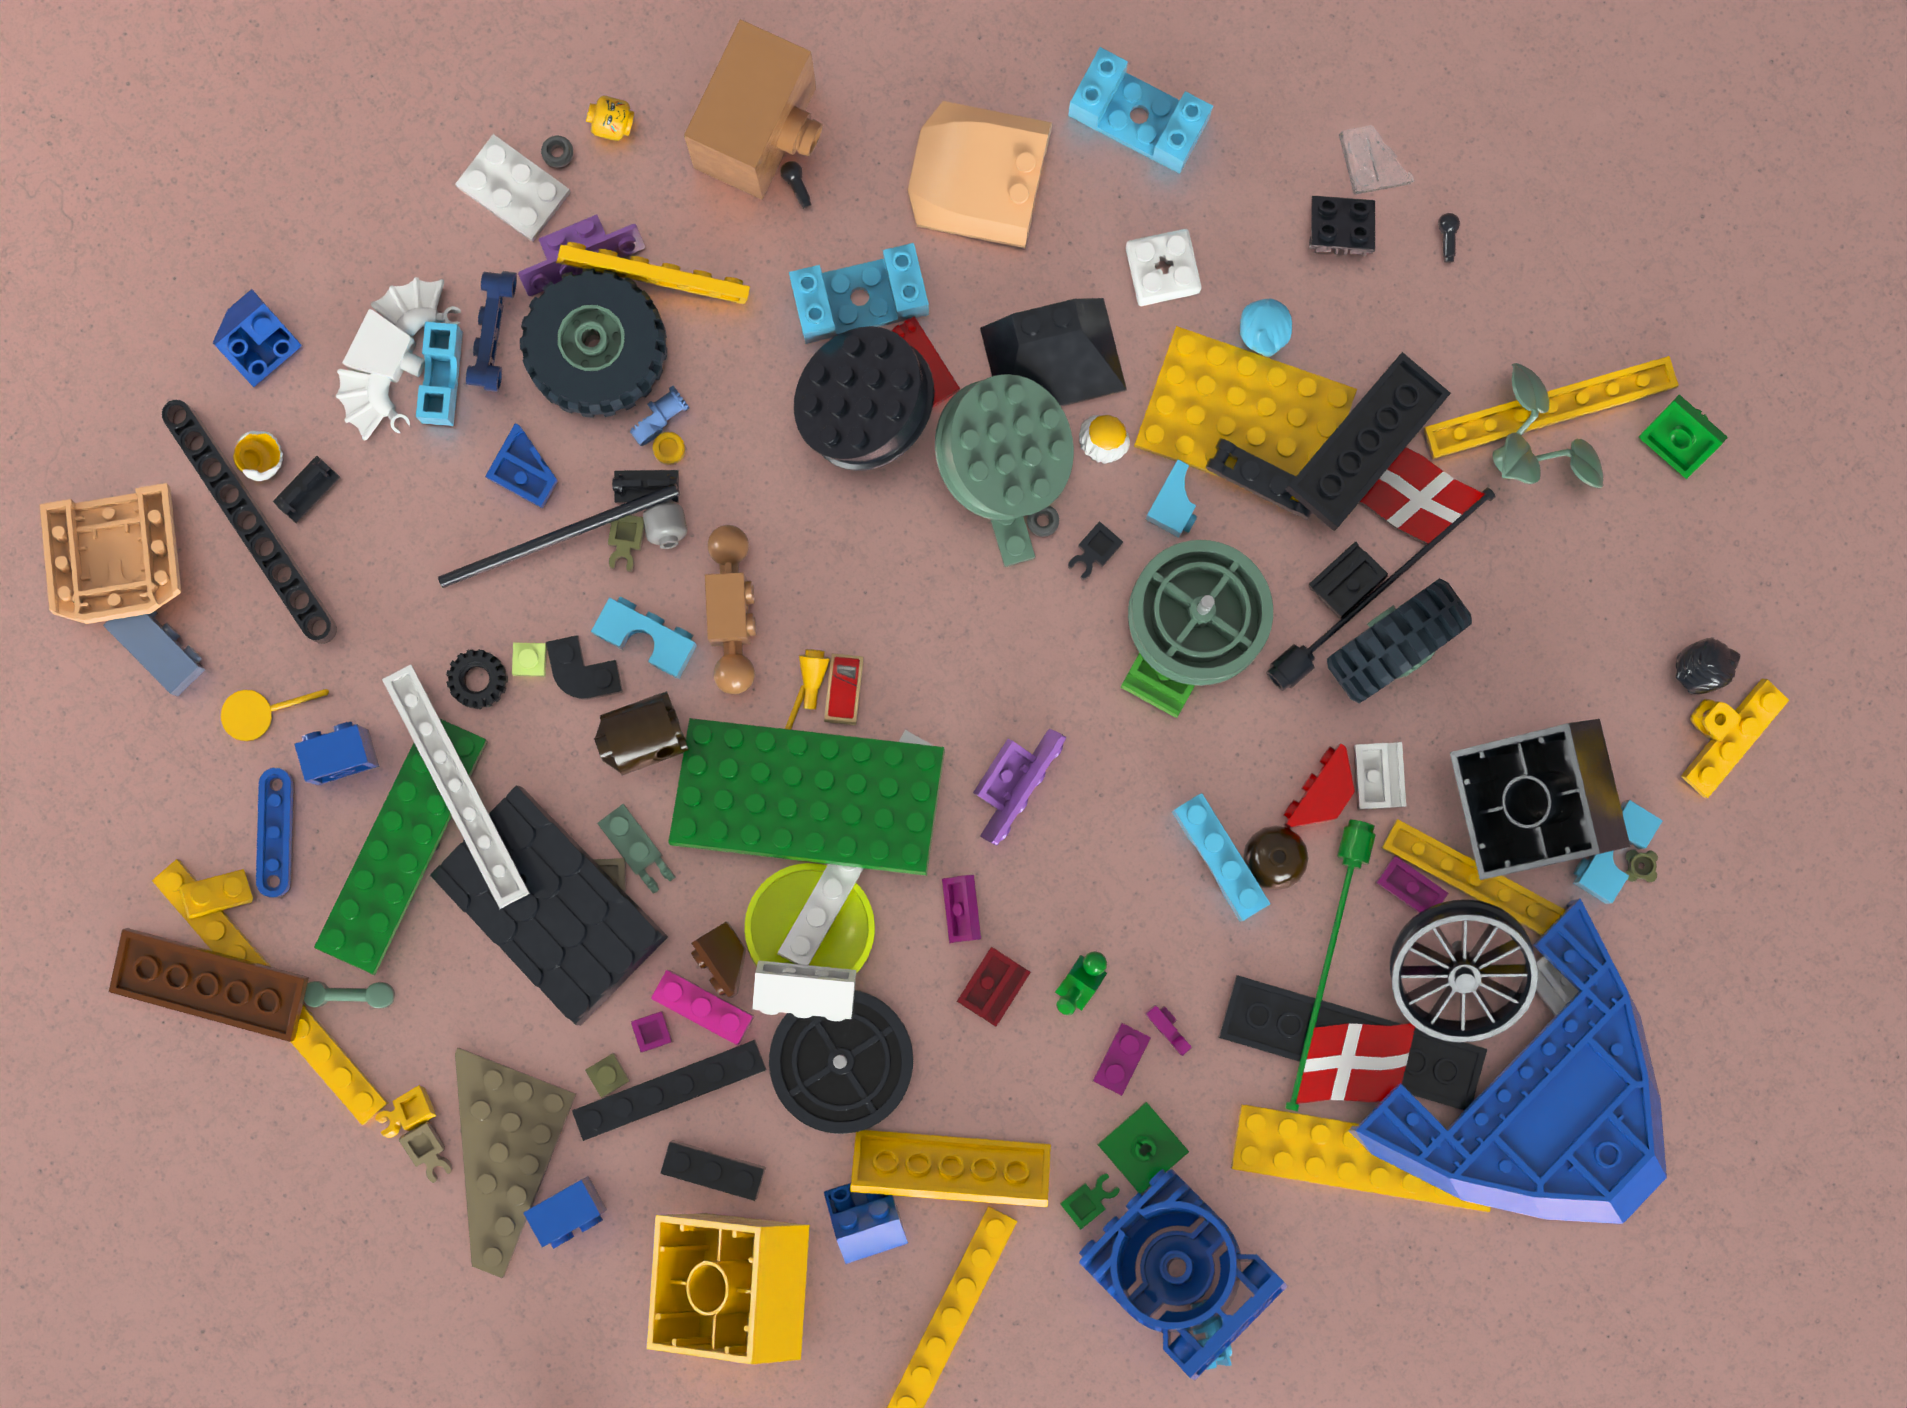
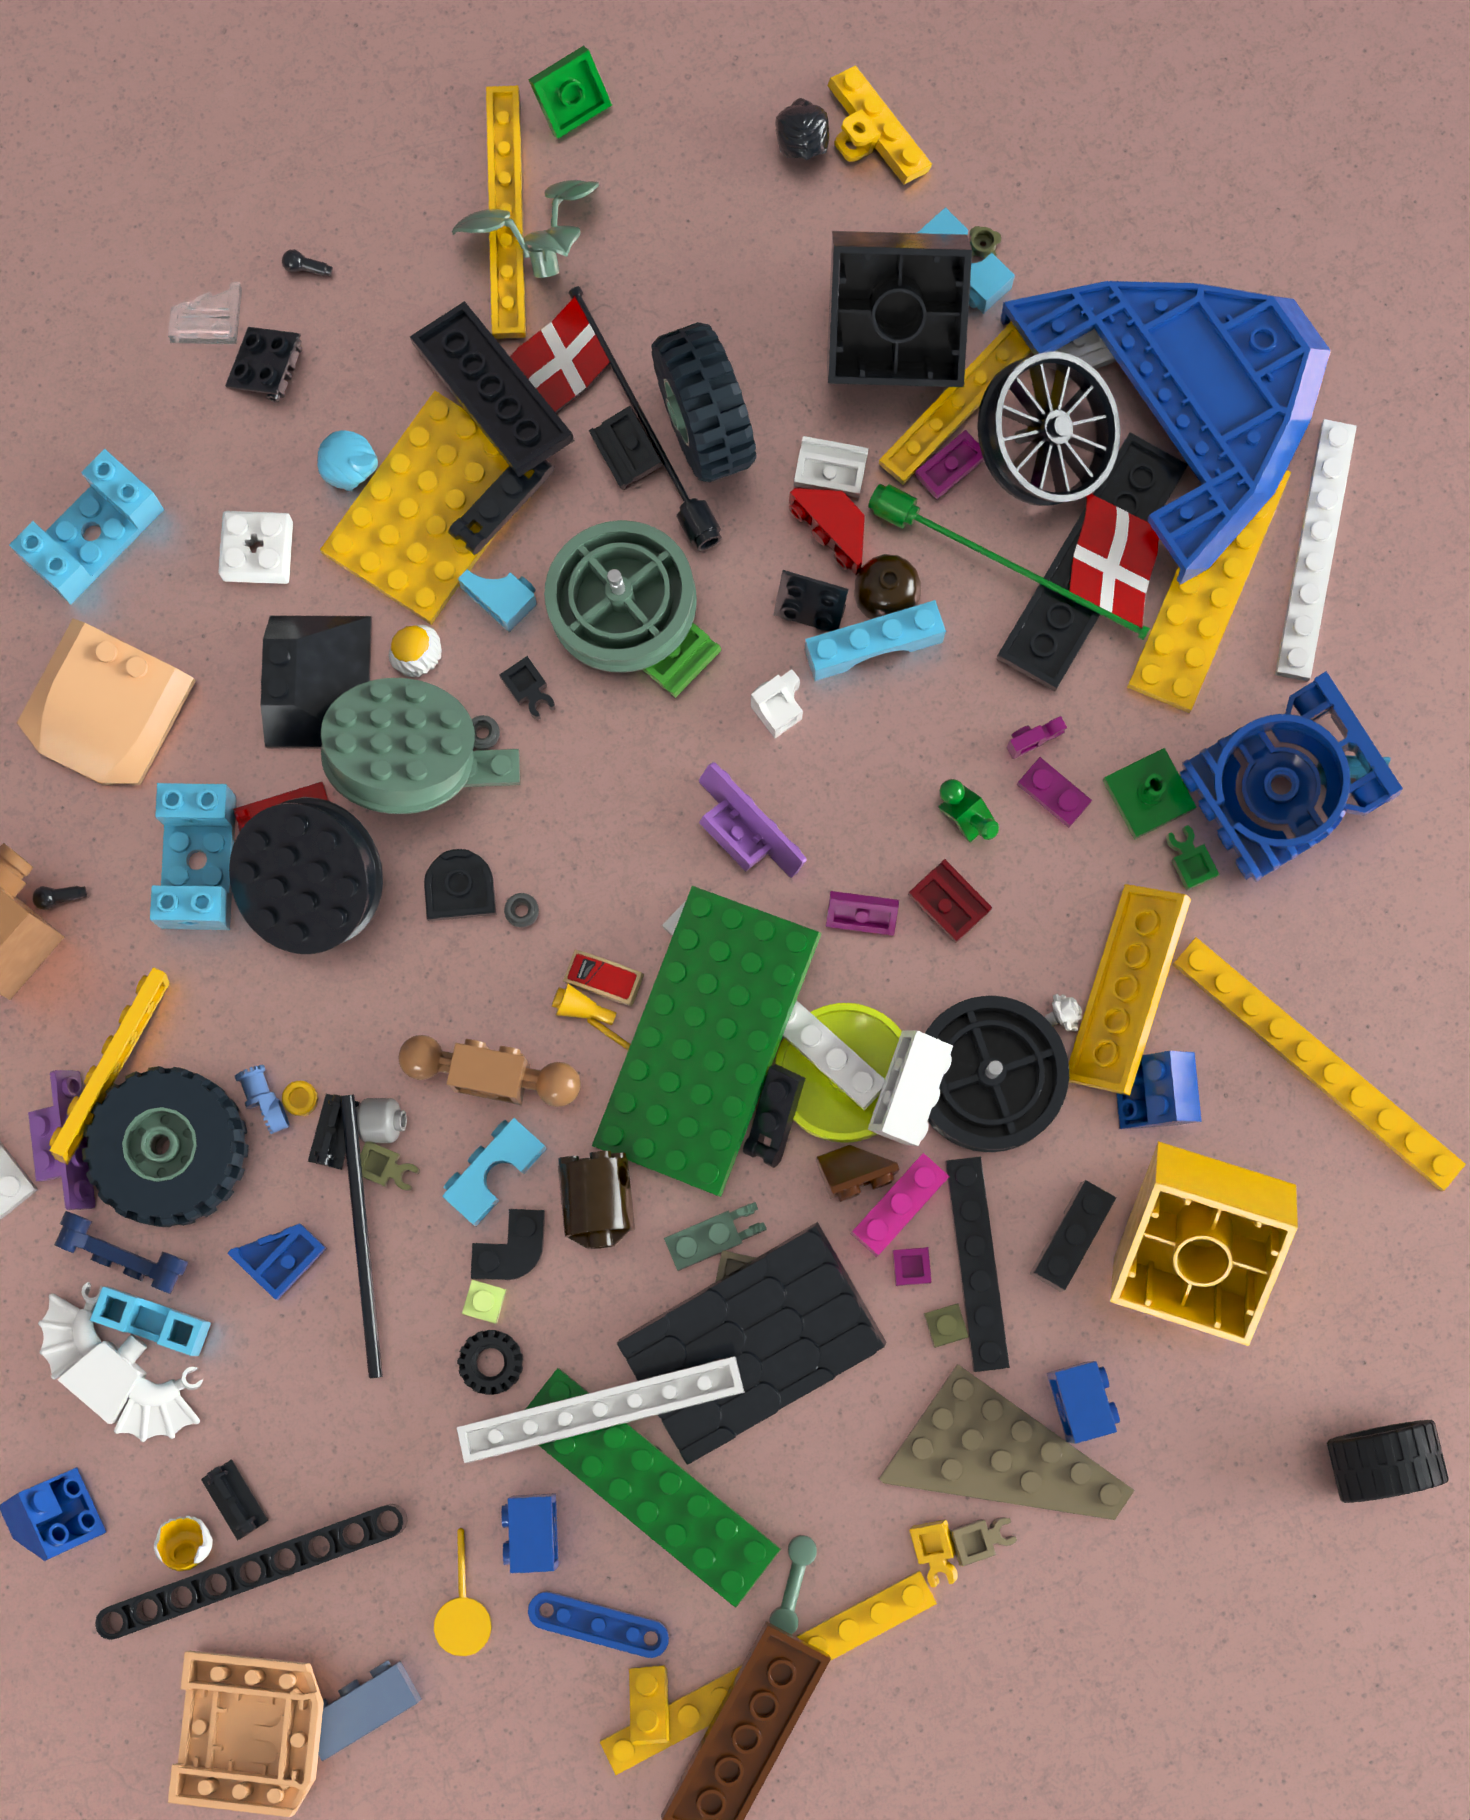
camera: 75 degrees left, 5 degrees down
(754, 874) = (774, 1115): none -> black plate
(882, 590) = (516, 901): none -> dark grey plate
(895, 537) = (459, 887): none -> black tile
(915, 1116) = (1065, 1012): none -> white plant
(1138, 781) = (776, 703): none -> white brick
(1239, 789) = (810, 601): none -> black hinge
(1420, 1252) = (1315, 550): none -> white plate

